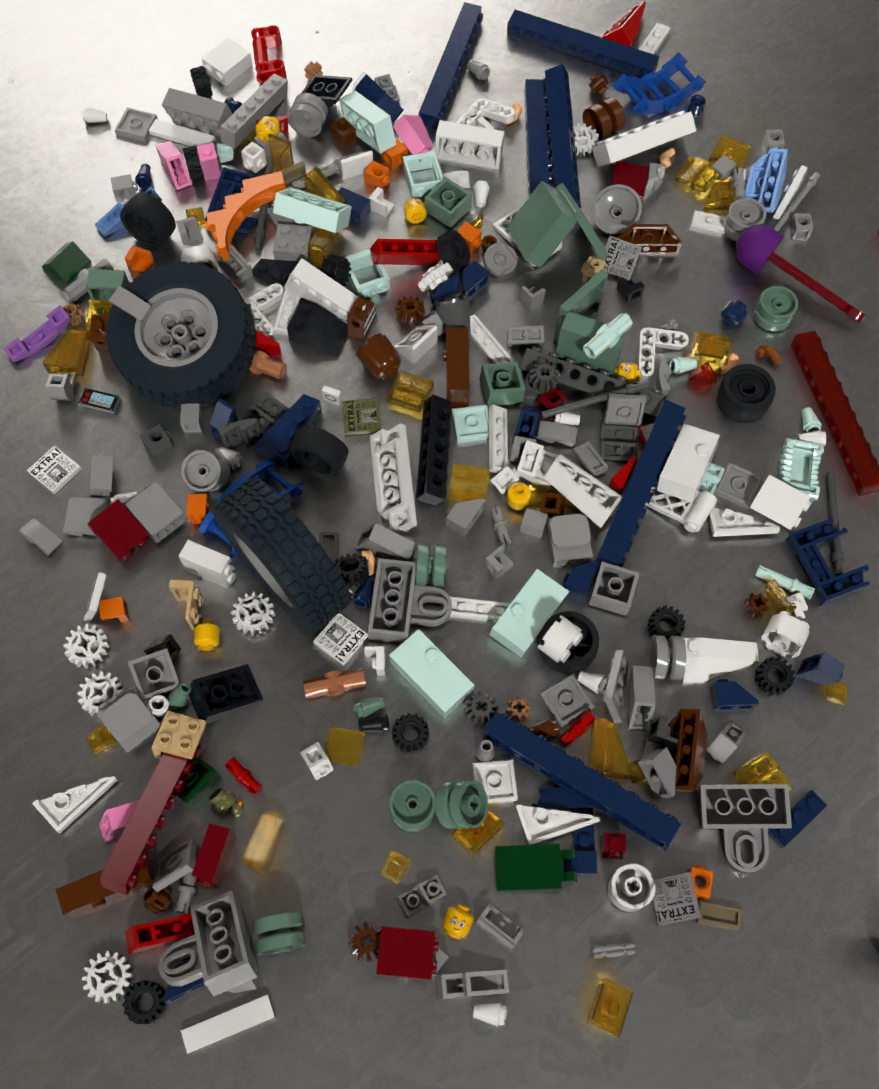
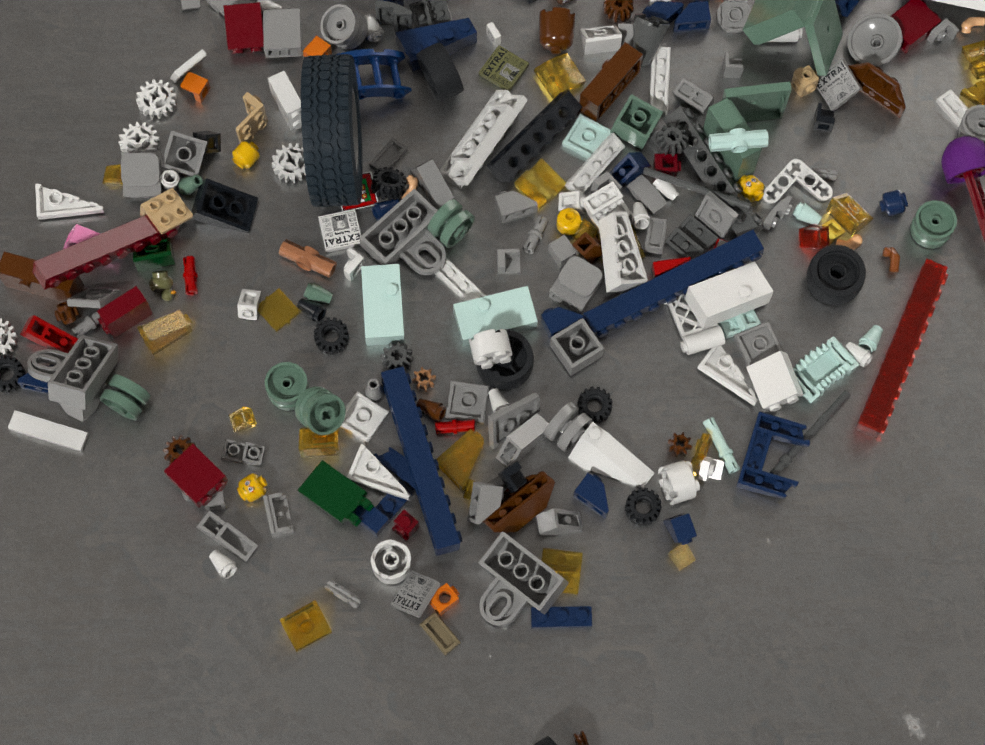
camera: 40 degrees right, 5 degrees up
(570, 452) = (640, 217): none -> white cone

